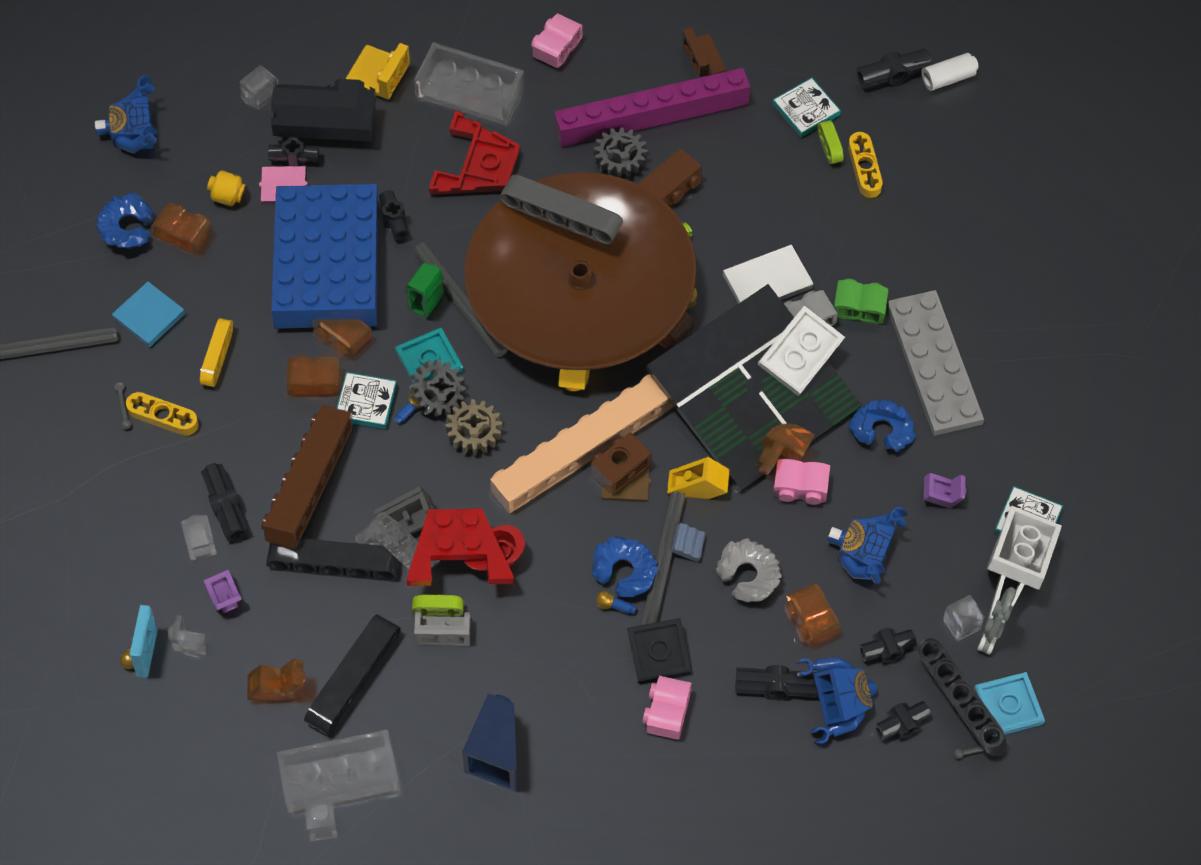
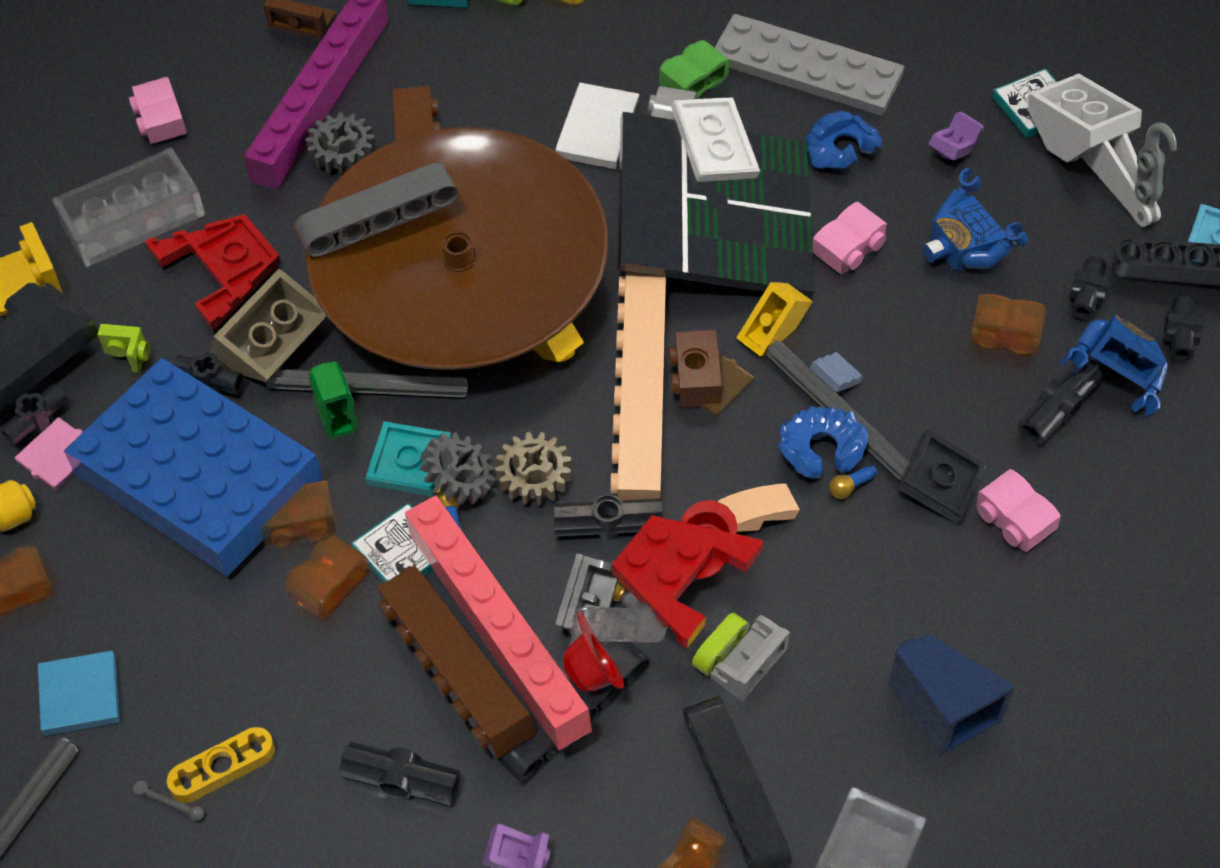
camera: 50 degrees left, 5 degrees down
(198, 537) = (420, 830): clear brick -> none
(216, 352) = (201, 653): yellow beam -> none
(346, 478) = (499, 623): none -> coral brick
(357, 541) = (589, 662): none -> red piece
(378, 158) = (125, 341): none -> lime bracket
(445, 219) = (268, 328): none -> dark tan slope
(463, 479) = (587, 518): none -> black piece
(545, 560) = (760, 505): none -> light nougat slope
(761, 558) = (917, 326): light grey piece -> none
(784, 440) = (803, 220): clear orange brick -> none
(963, 617) = (1109, 210): clear brick -> none

